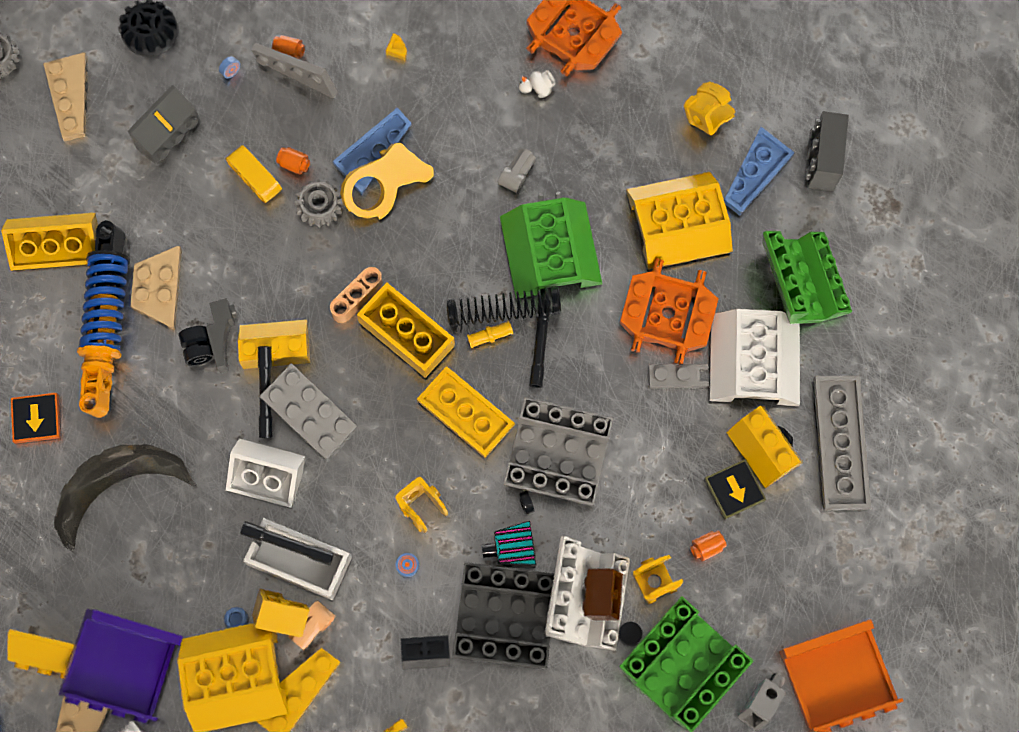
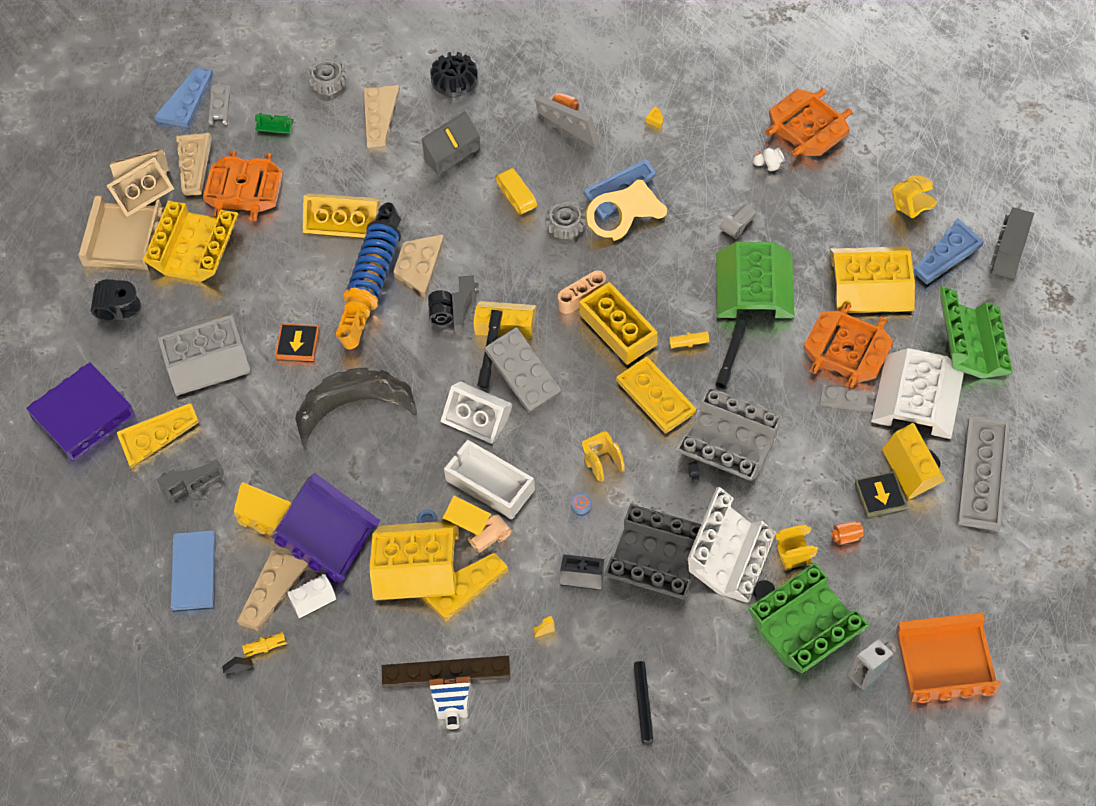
camera: 20 degrees right, 15 degrees down
(229, 67) = (513, 111): medium blue tile -> none
(262, 534) = (503, 470): black piece -> none
(293, 160) = (551, 185): orange brick -> none
(453, 317) = (660, 318): black piece -> none
(512, 547) = (674, 500): torso -> none
(603, 594) = (745, 548): reddish brown brick -> none

